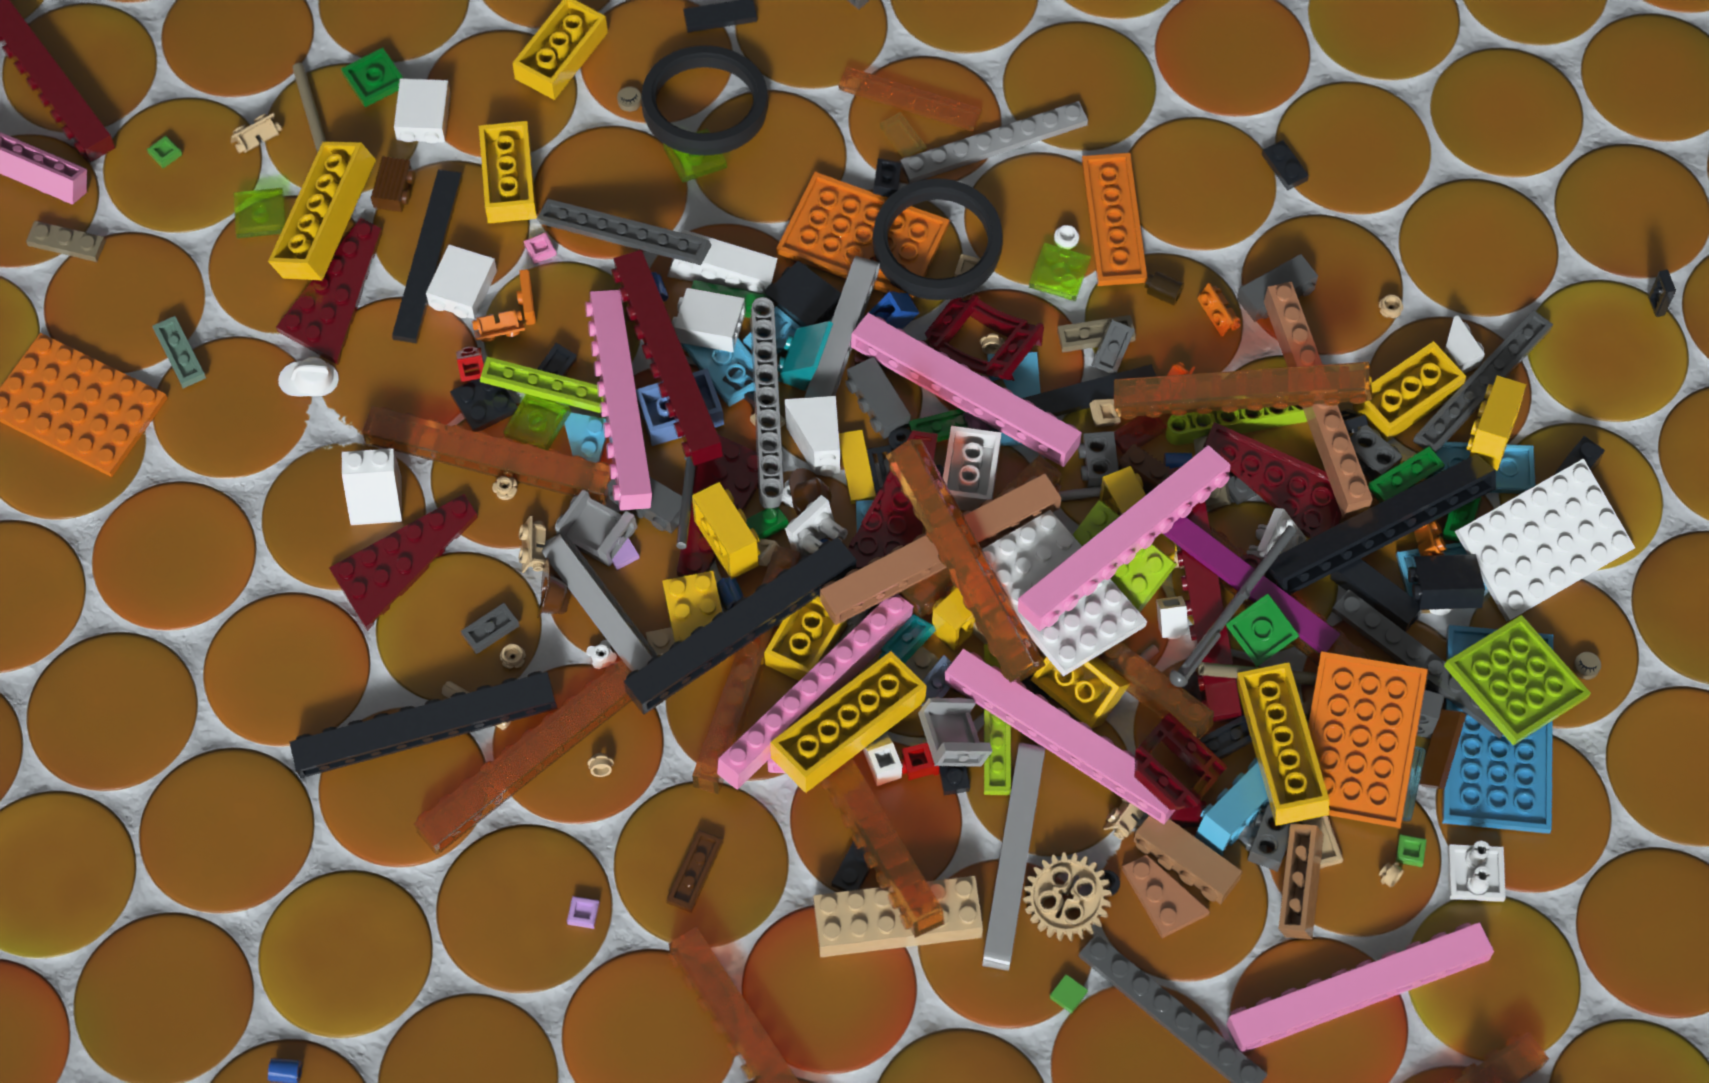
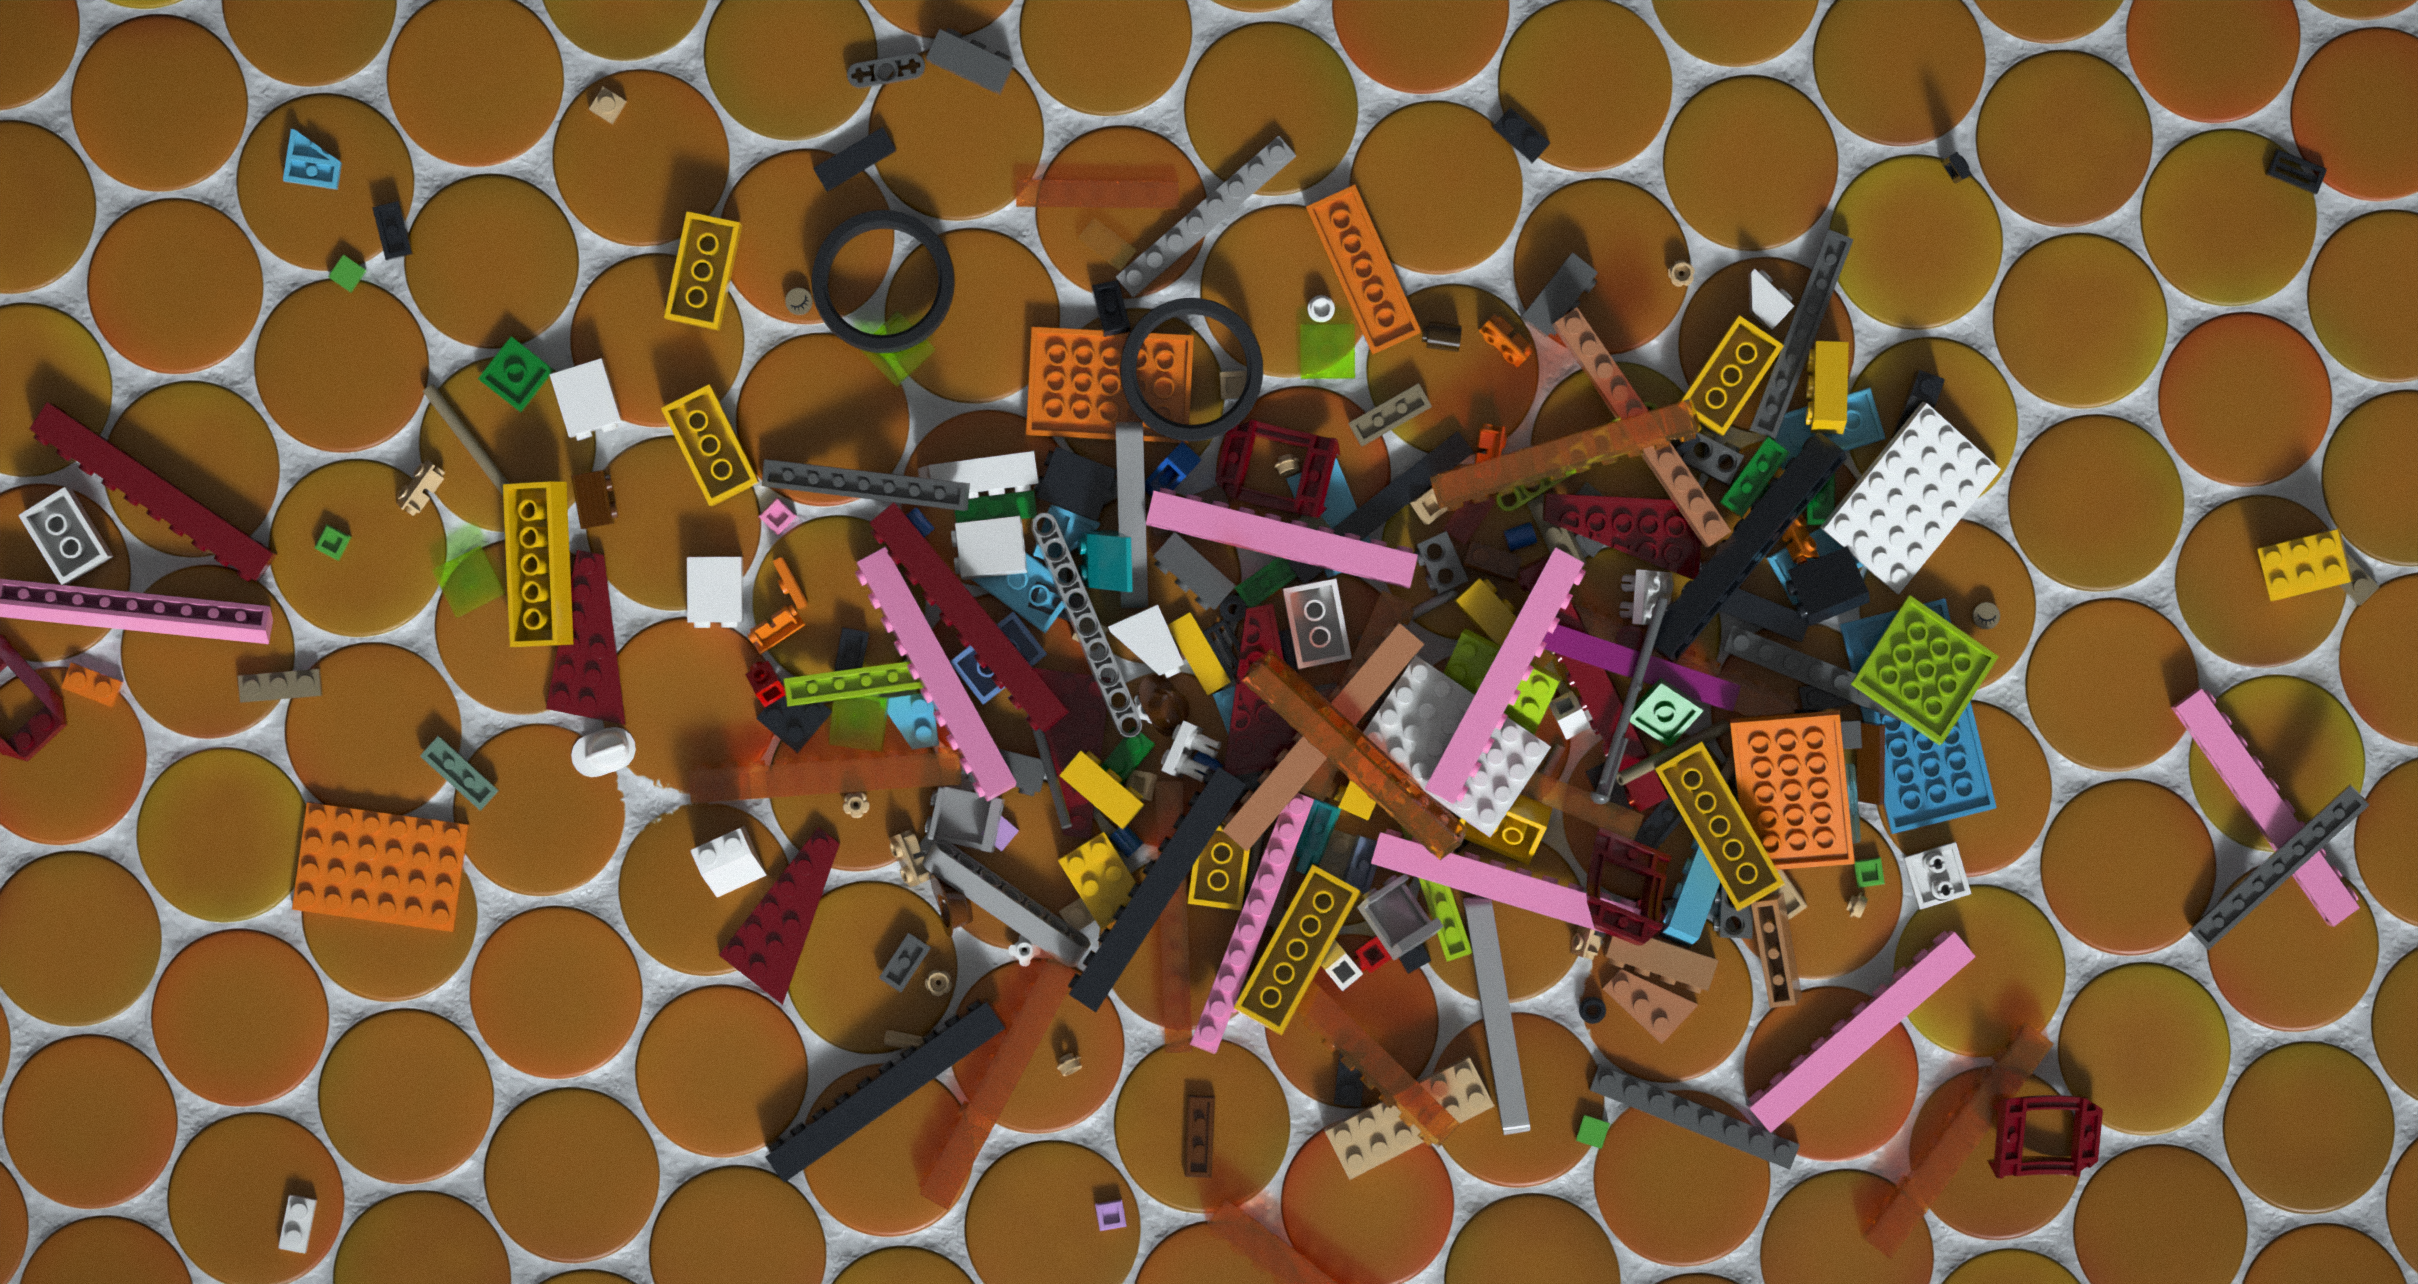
camera: 20 degrees left, 25 degrees up
(427, 256) = (664, 567): black tile -> none
(1045, 887) = (1537, 1037): tan gear -> none
(1113, 347) = (1413, 430): dark grey plate -> none

